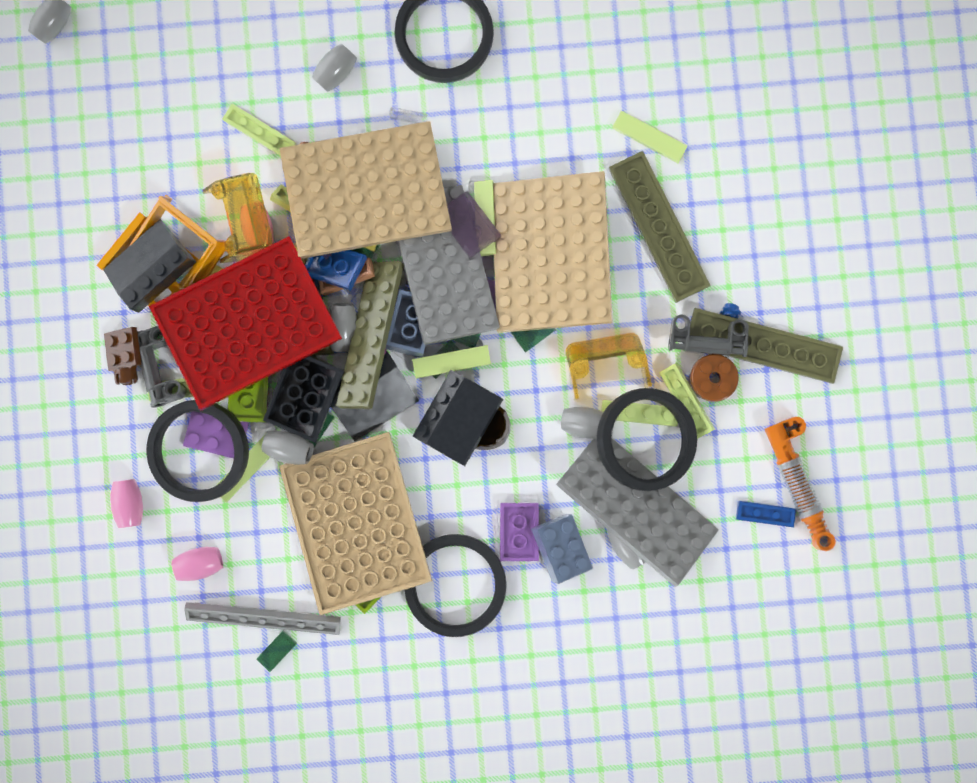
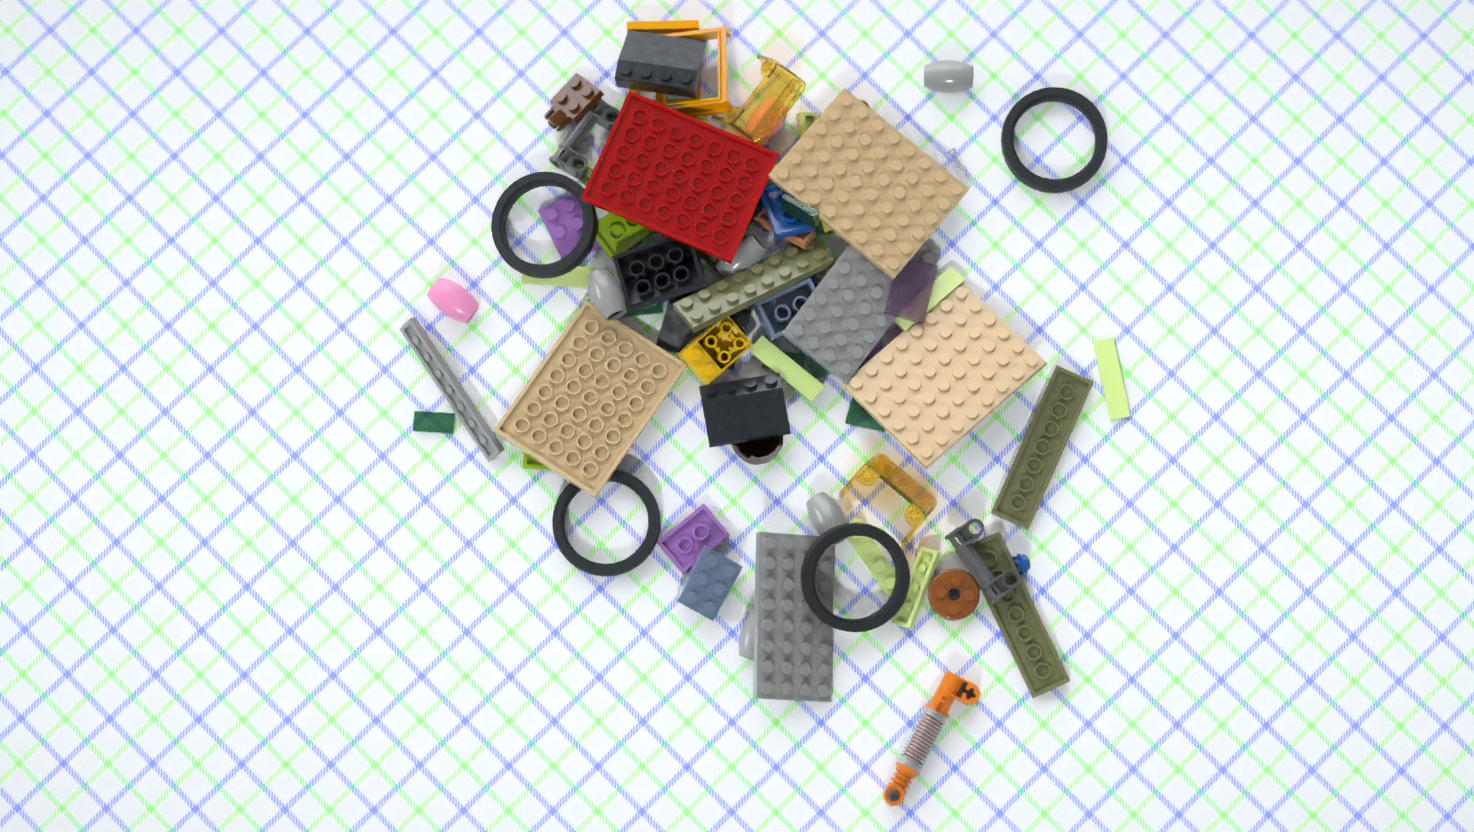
camera: 50 degrees right, 5 degrees down
(126, 503) = (455, 204): bright pink piece -> none
(256, 129) = (845, 56): yellowish green plate -> none
(344, 255) = (800, 210): none -> tile
(395, 403) = (714, 350): none -> yellow slope
(765, 514) = (876, 731): blue tile -> none

